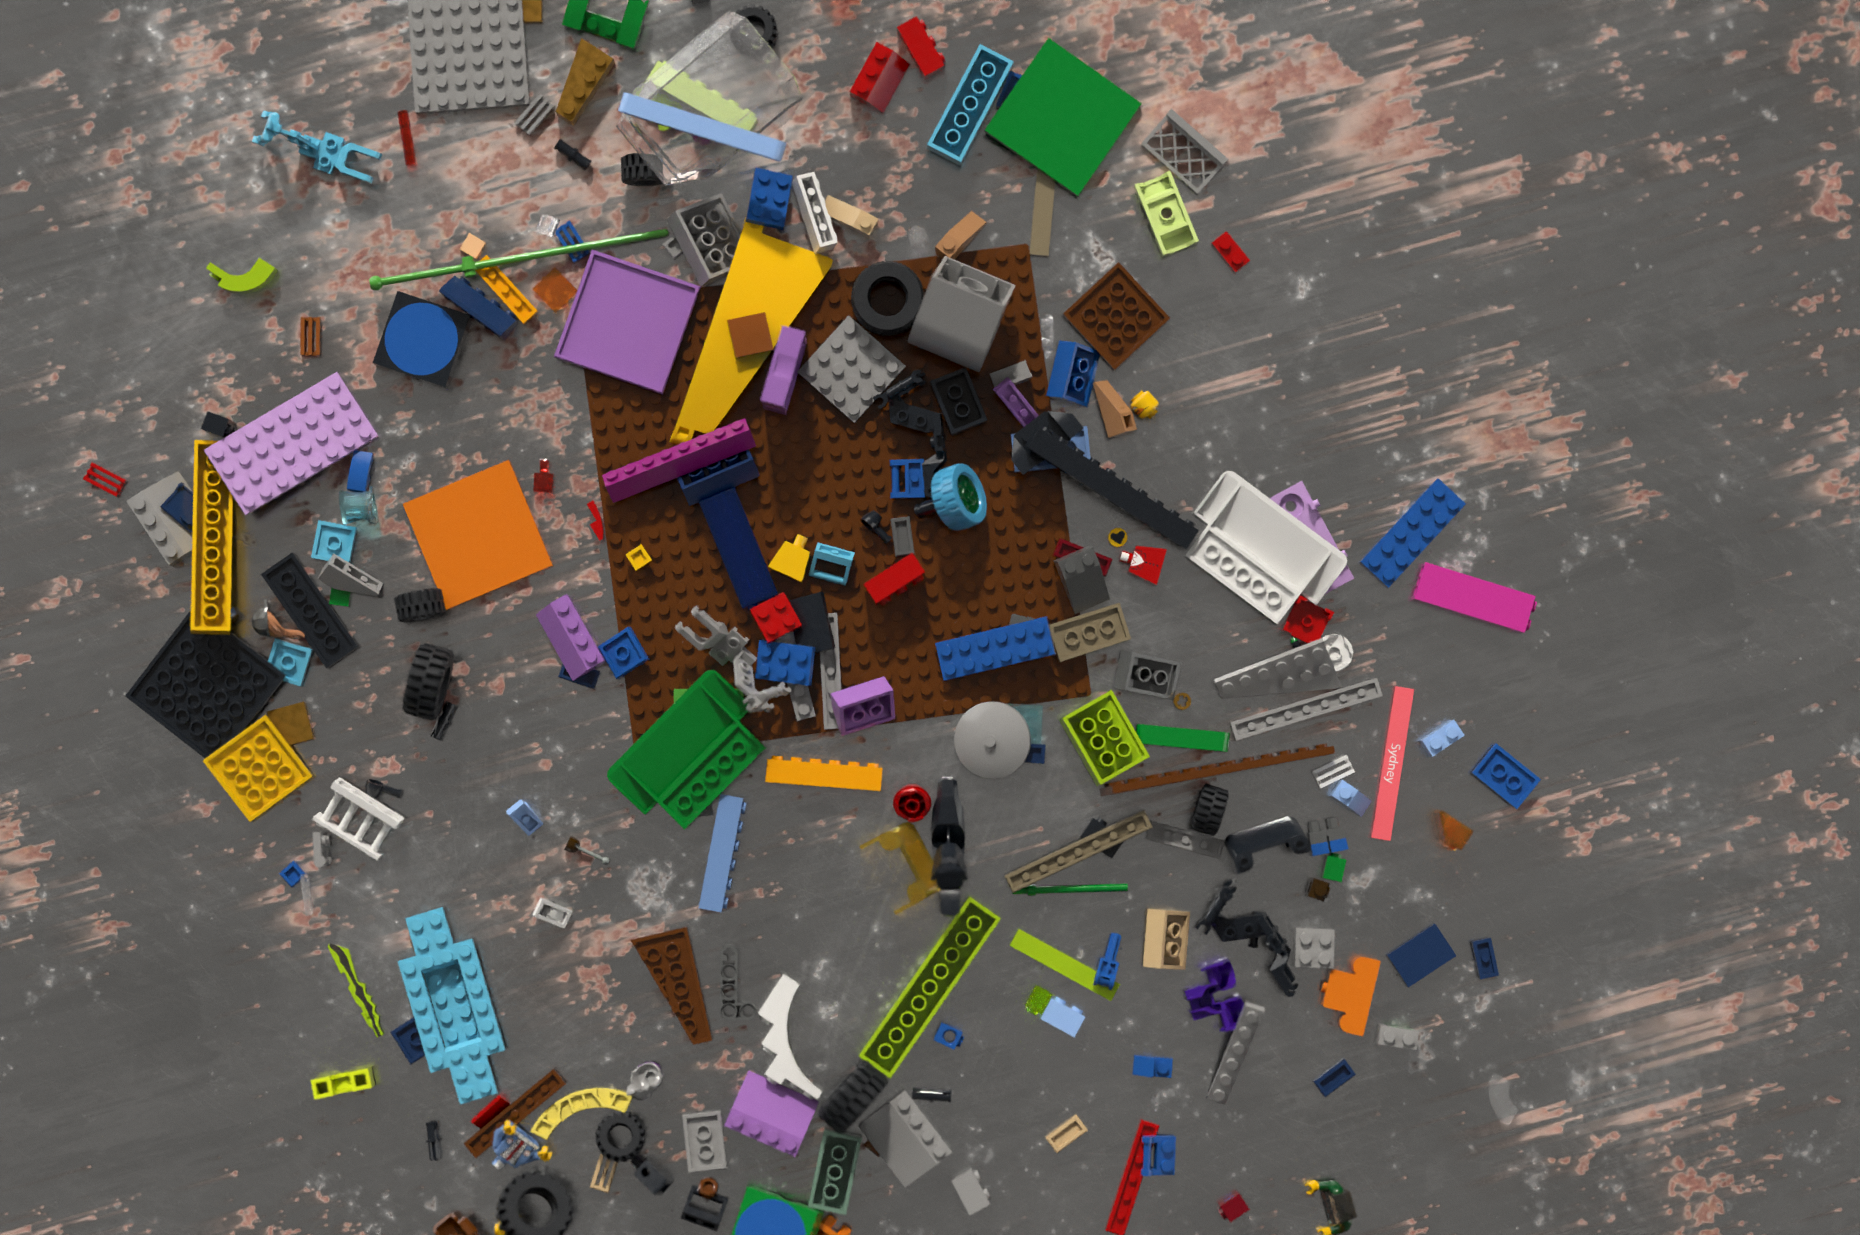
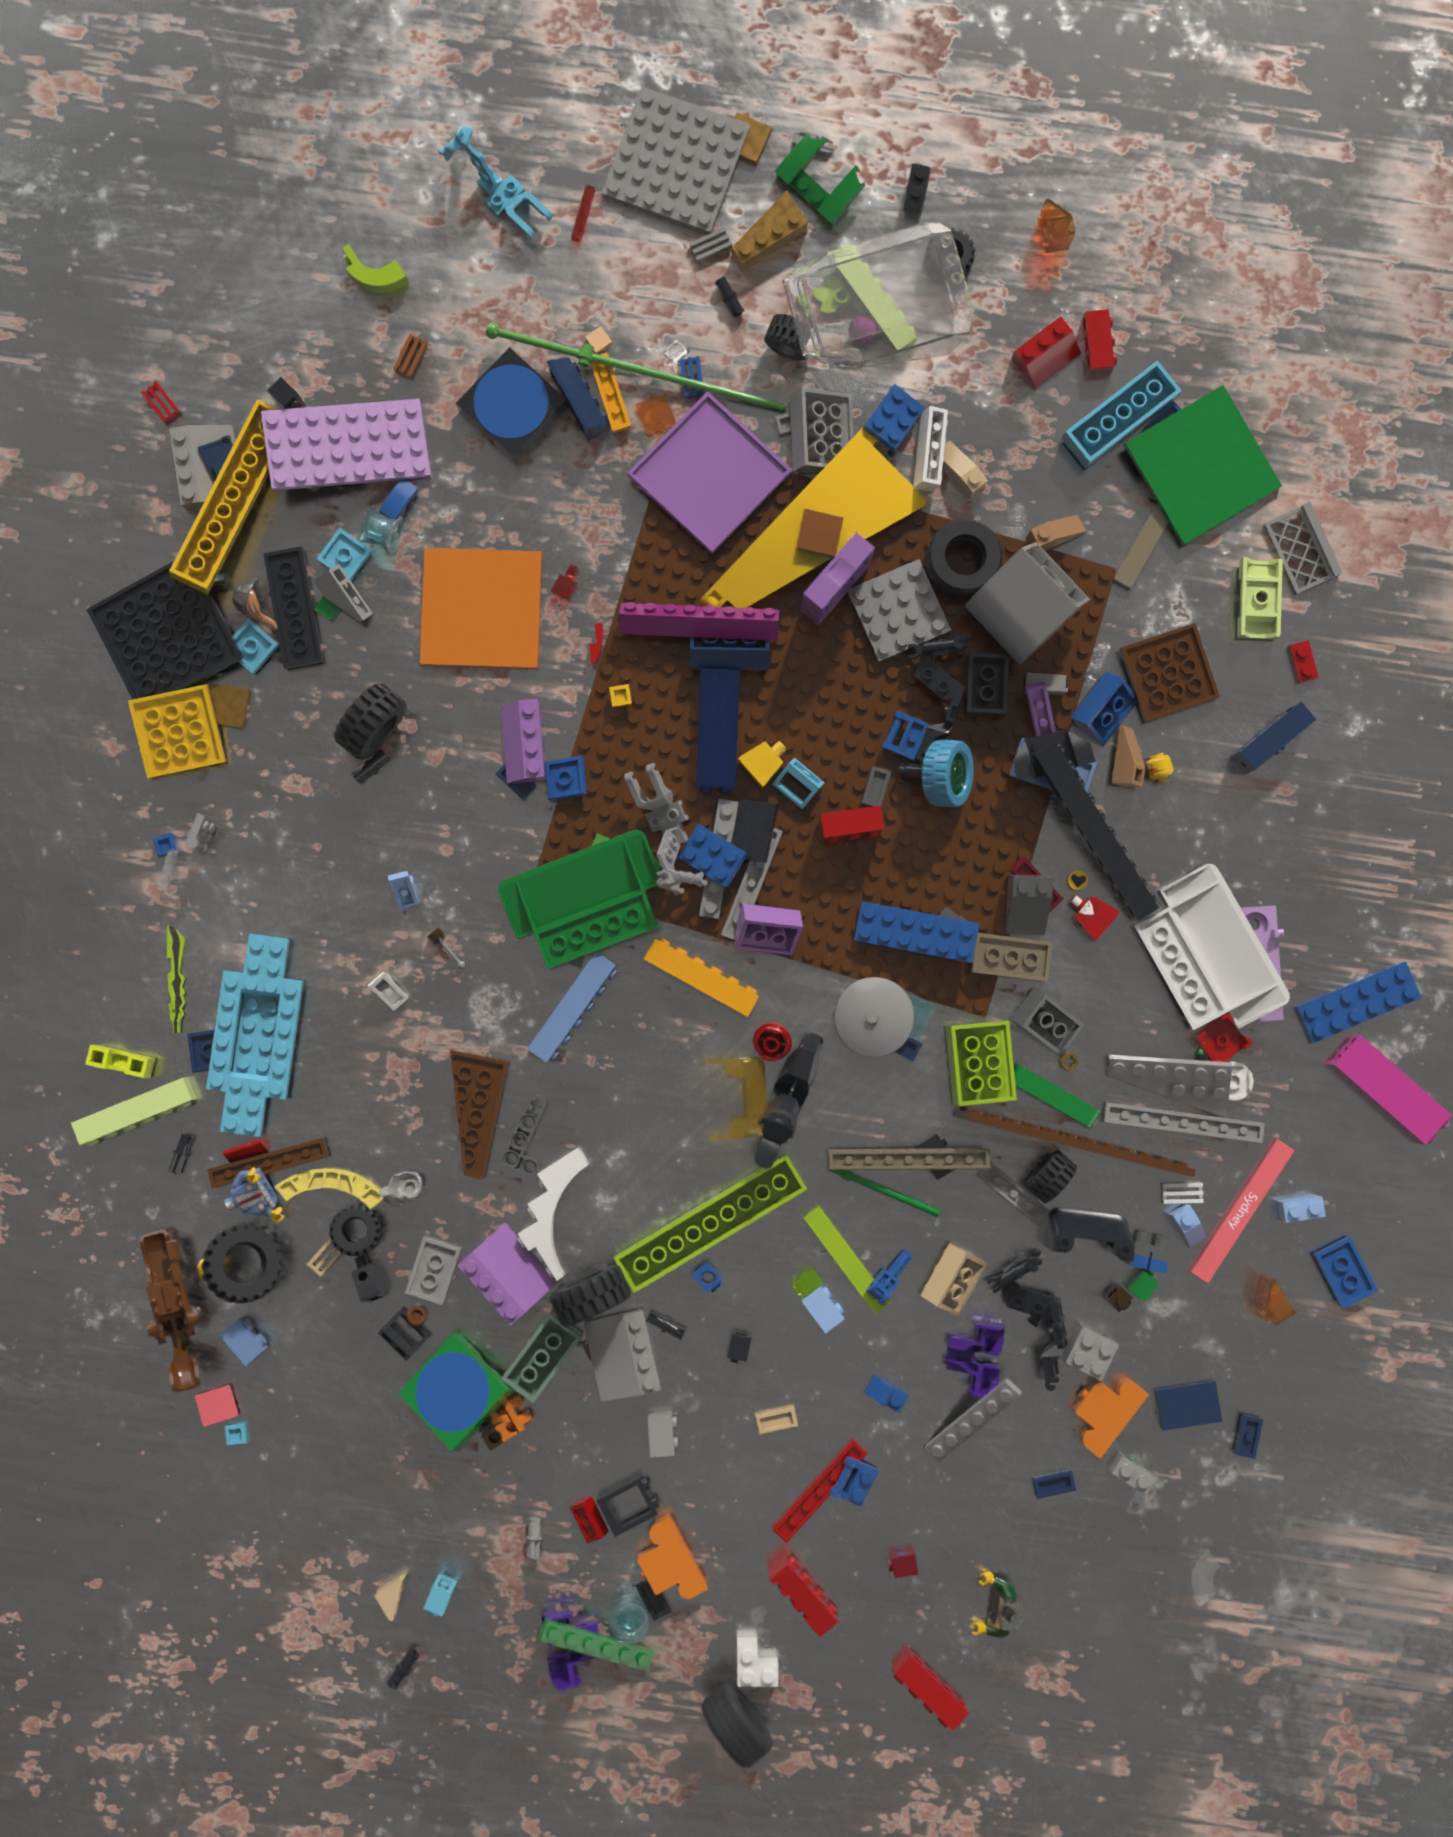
camera: 30 degrees right, 0 degrees up
(371, 1125) = (132, 1111): none -> yellowish green brick
(374, 810) = (266, 819): white fence -> none
(375, 788) = (278, 799): black bar -> none
(419, 605) = (396, 647): black tyre -> none
(702, 127) = (864, 314): light blue beam -> none
(775, 617) = (723, 809): red plate -> none
(872, 521) = (853, 761): black bar -> none
(1004, 1084) = (739, 1347): none -> black brick
(1232, 334) = (1273, 738): none -> dark blue brick

